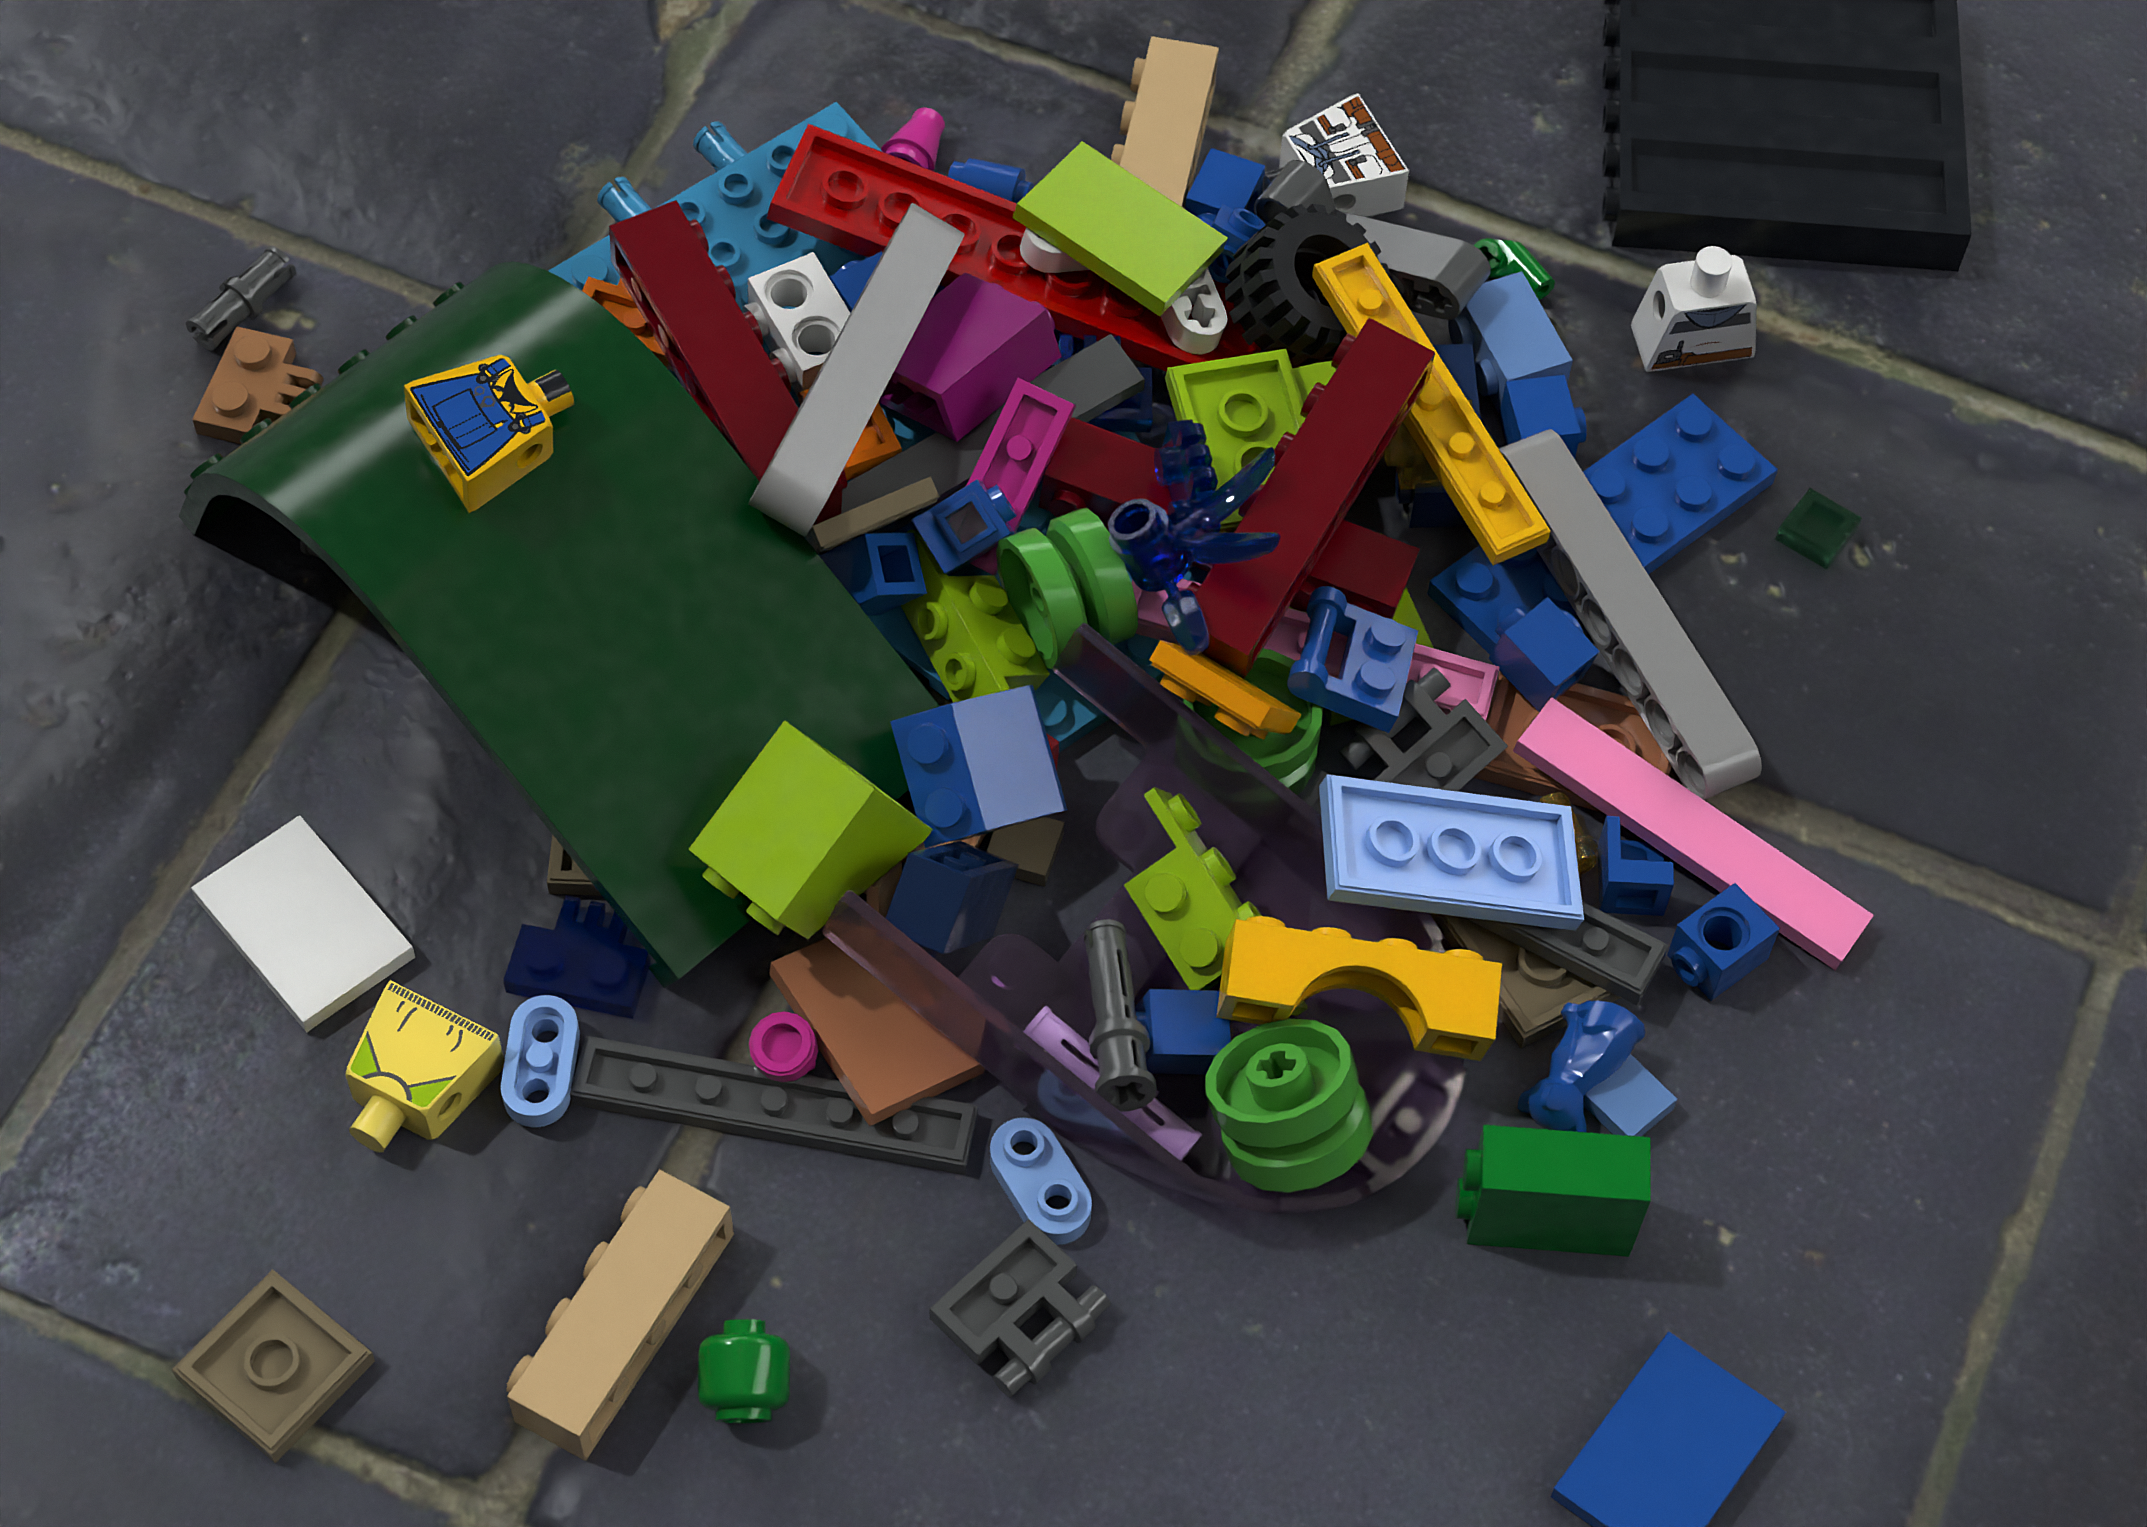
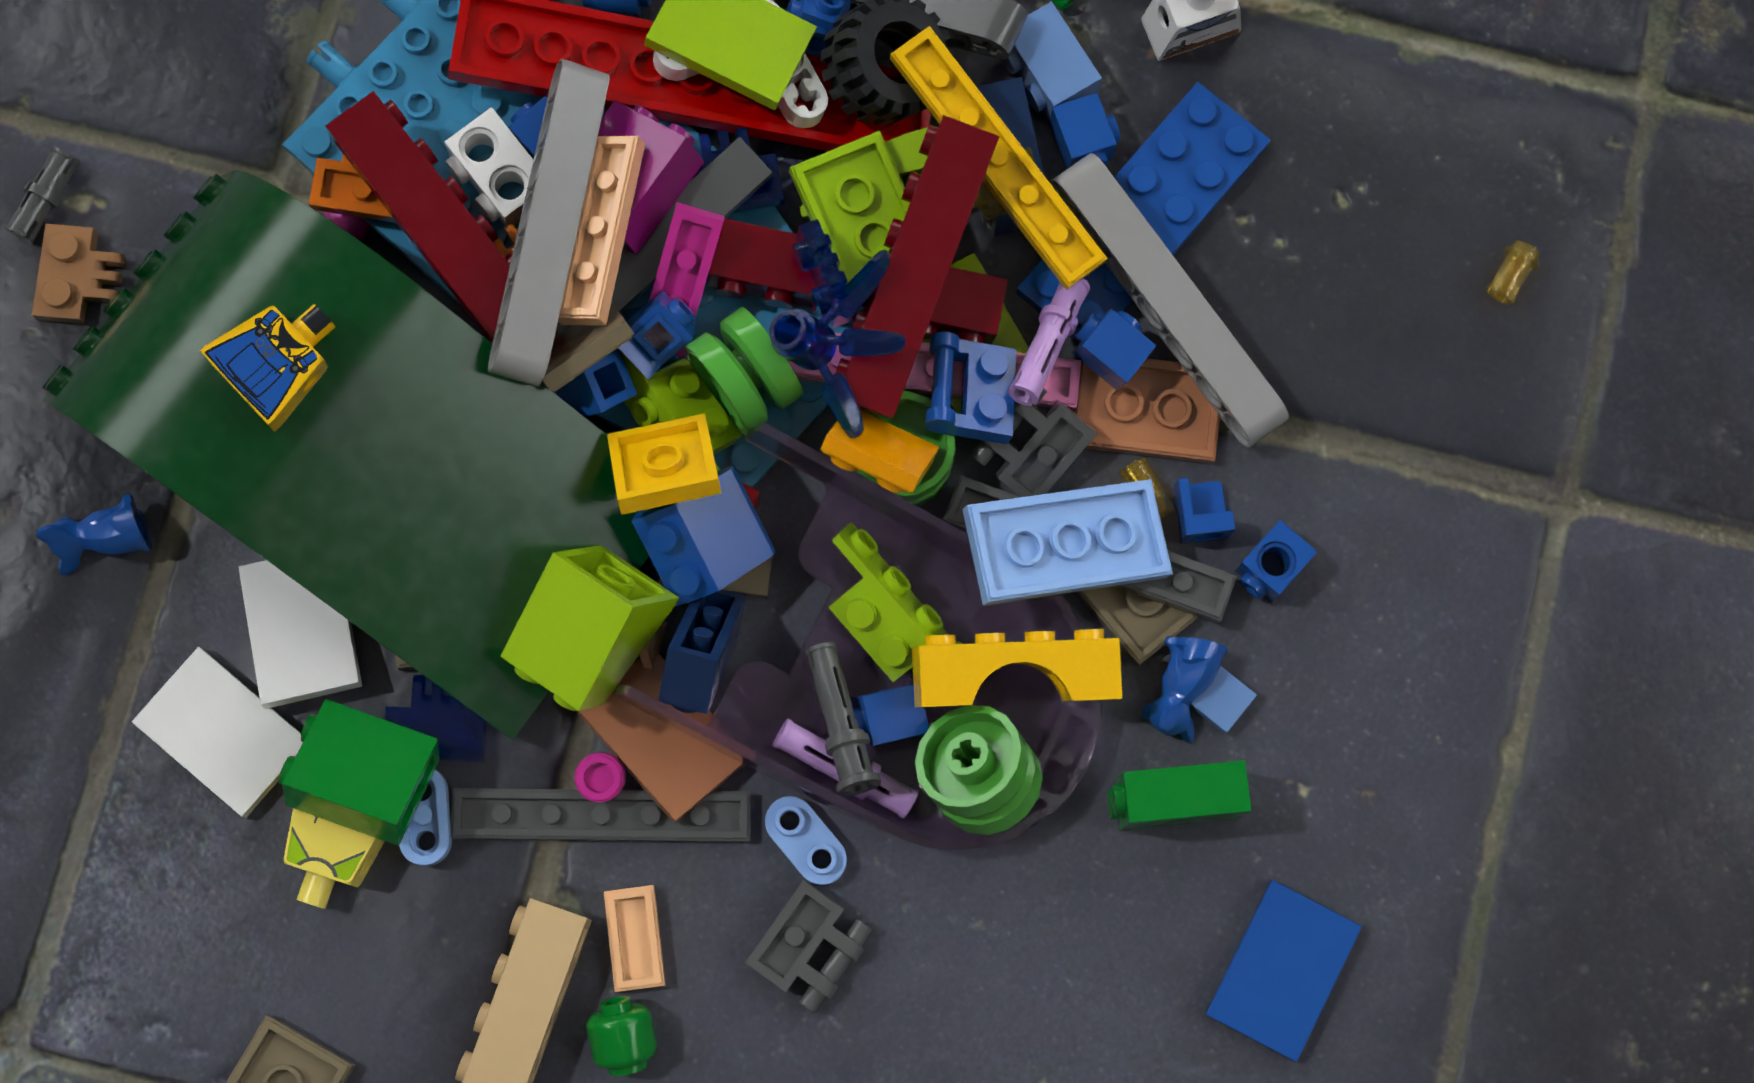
camera: 10 degrees left, 20 degrees up
(216, 662) = (104, 531): none -> blue animal
(432, 816) = (295, 639): none -> white tile
(473, 974) = (359, 771): none -> green brick
(787, 1262) = (634, 938): none -> light nougat tile
(918, 390) = (601, 230): none -> light nougat tile
(945, 661) = (663, 464): none -> yellow plate
(1473, 611) = (1056, 323): none -> lavender pin
(1692, 831) = (1242, 474): bright pink tile -> none
(1818, 528) = (1307, 184): clear green tile -> none
(2083, 652) = (1513, 271): none -> clear yellow pin

